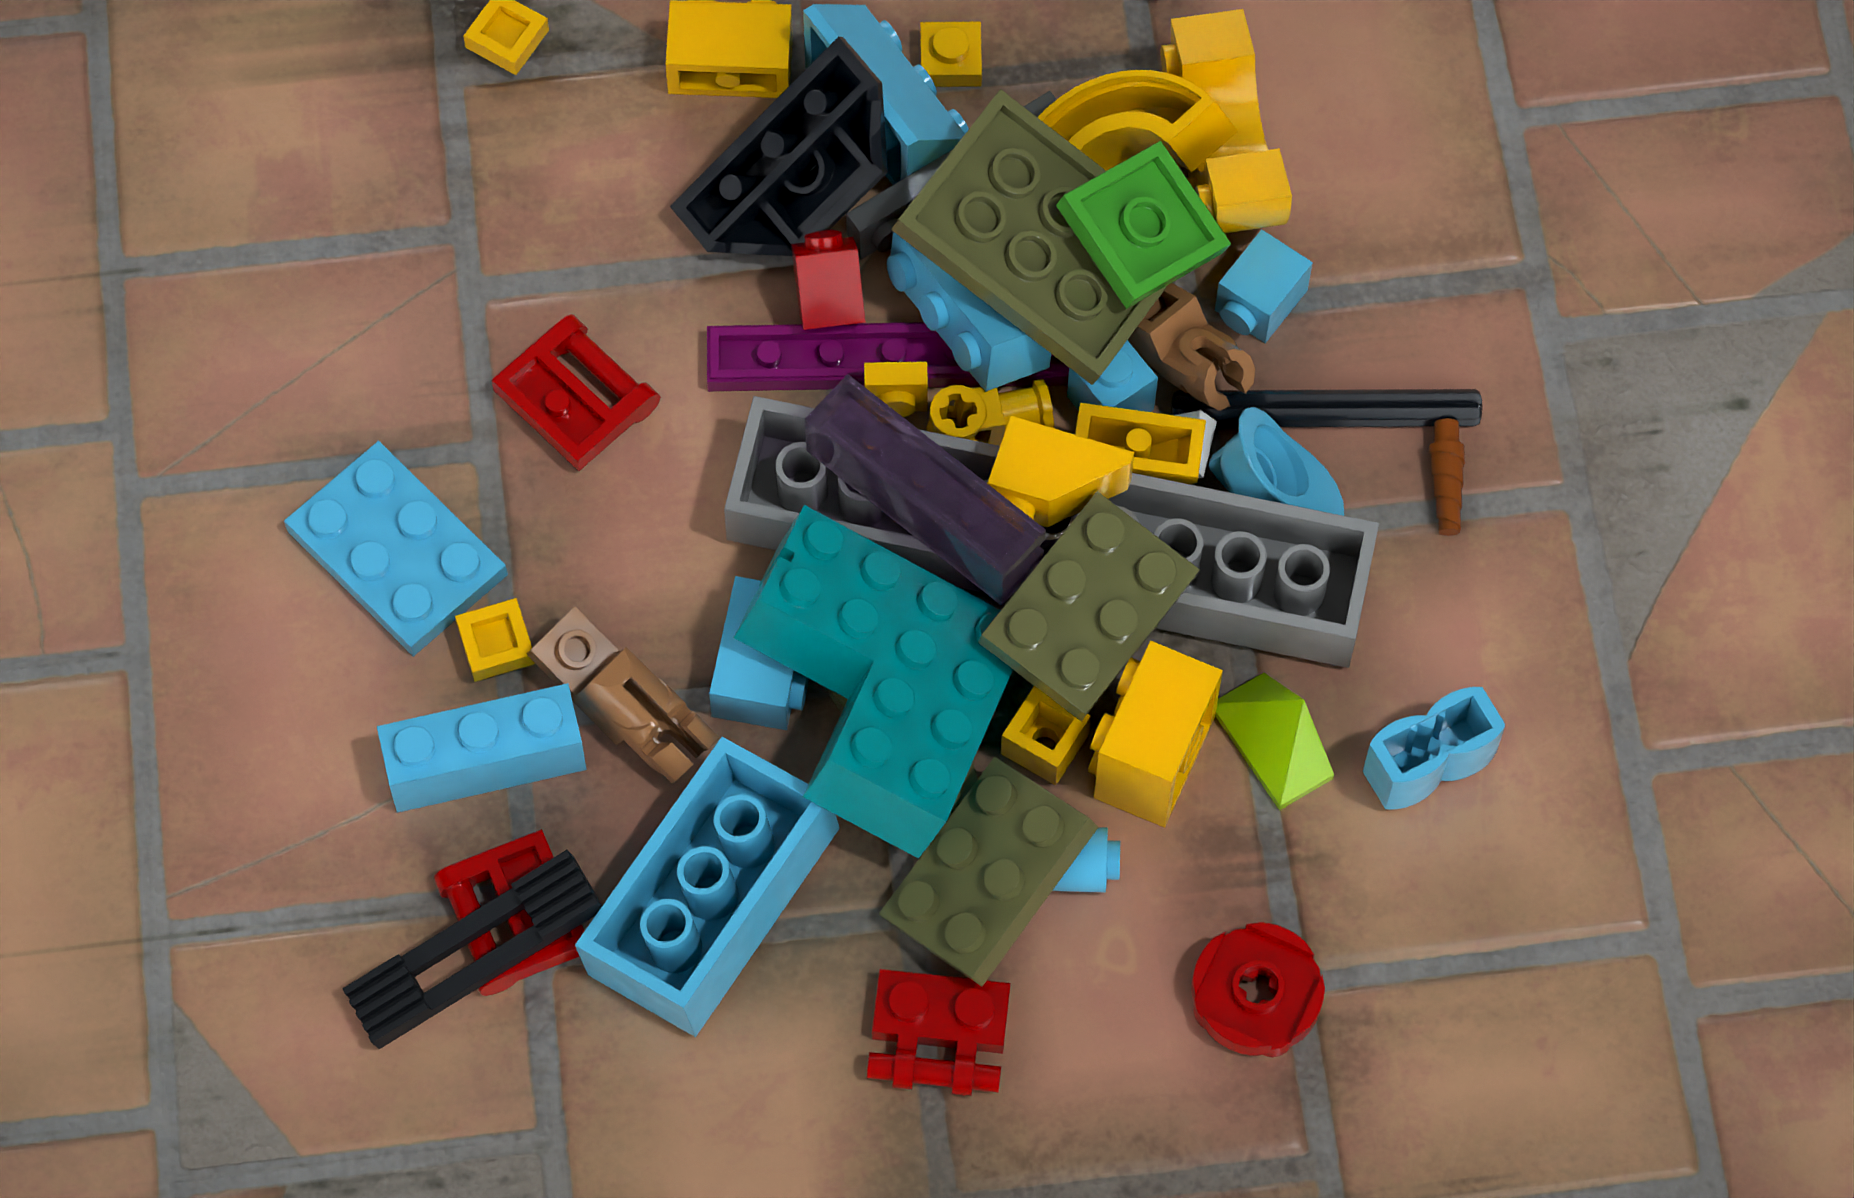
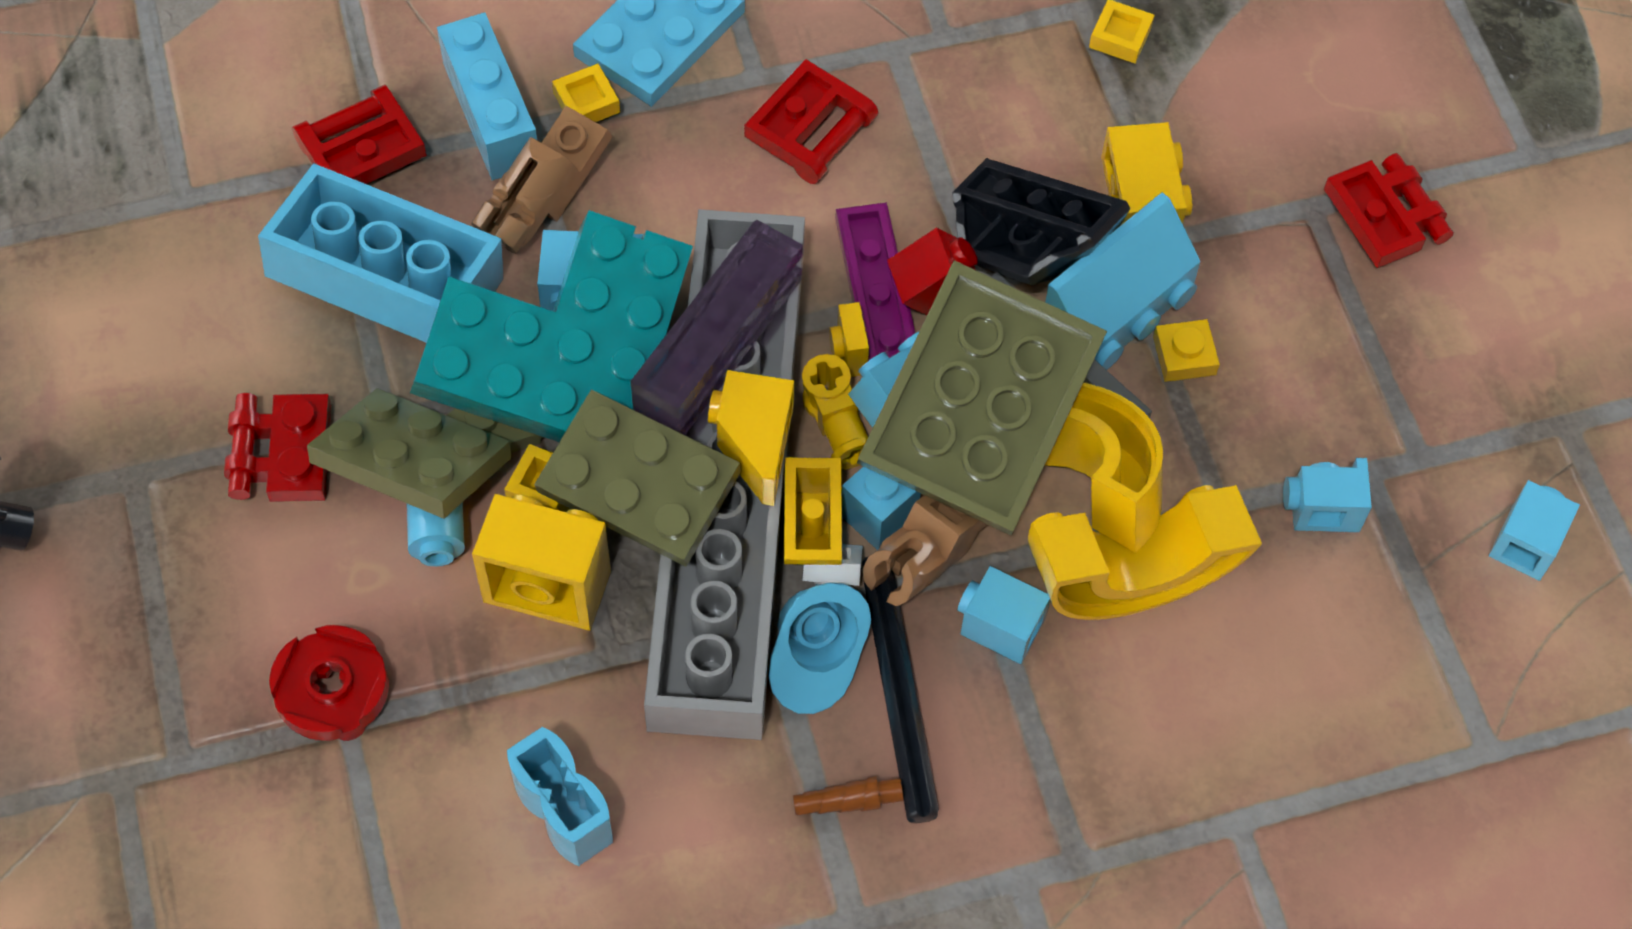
camera: 80 degrees right, 5 degrees down
(390, 996) = (357, 149): black container -> none
(1143, 224) = (1005, 467): bright green plate -> none
(1275, 738) = (571, 677): lime slope -> none

